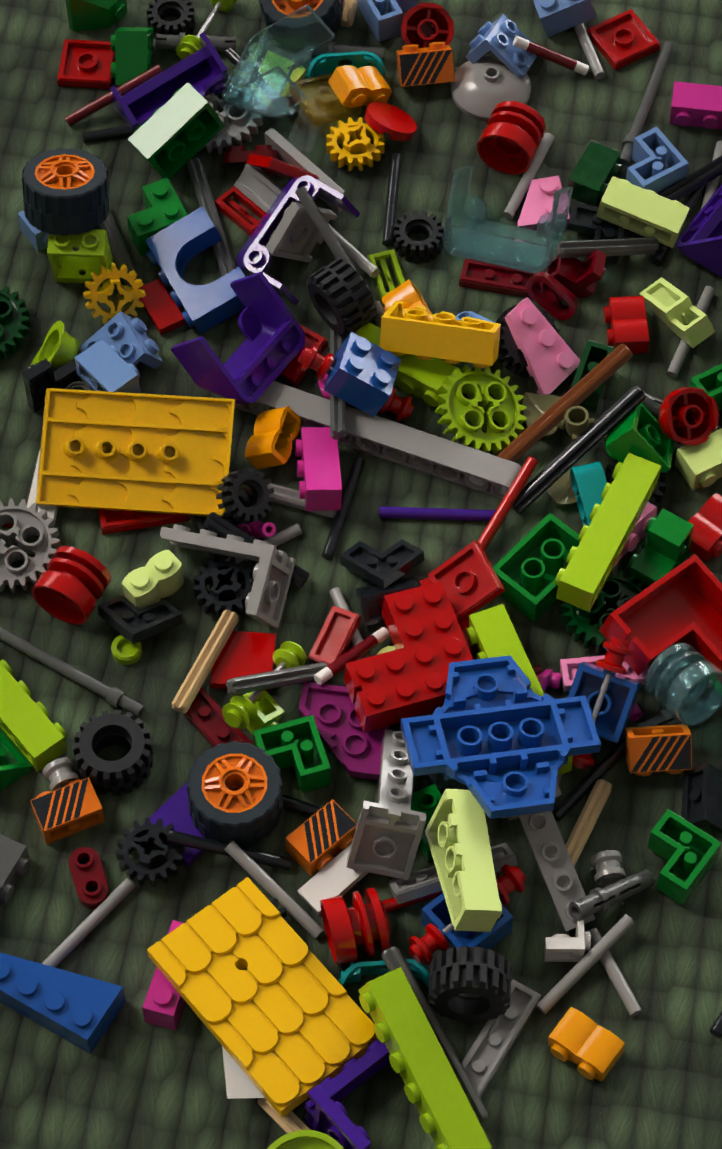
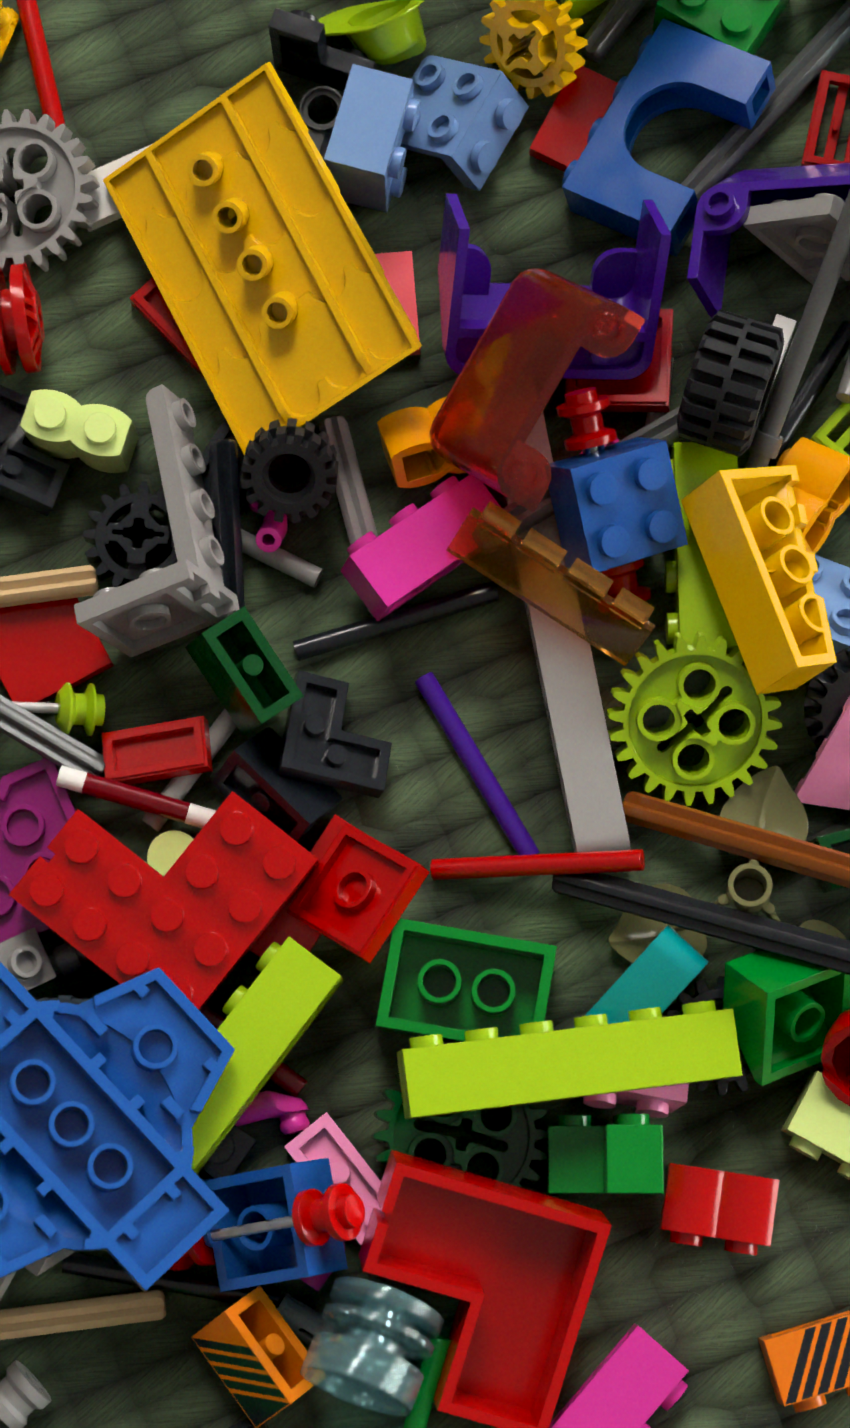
camera: 60 degrees right, 20 degrees up
(282, 370) = (516, 373): none -> clear red windscreen
(327, 569) = (244, 671): none -> dark green brick
(378, 421) = (534, 573): none -> clear orange windscreen

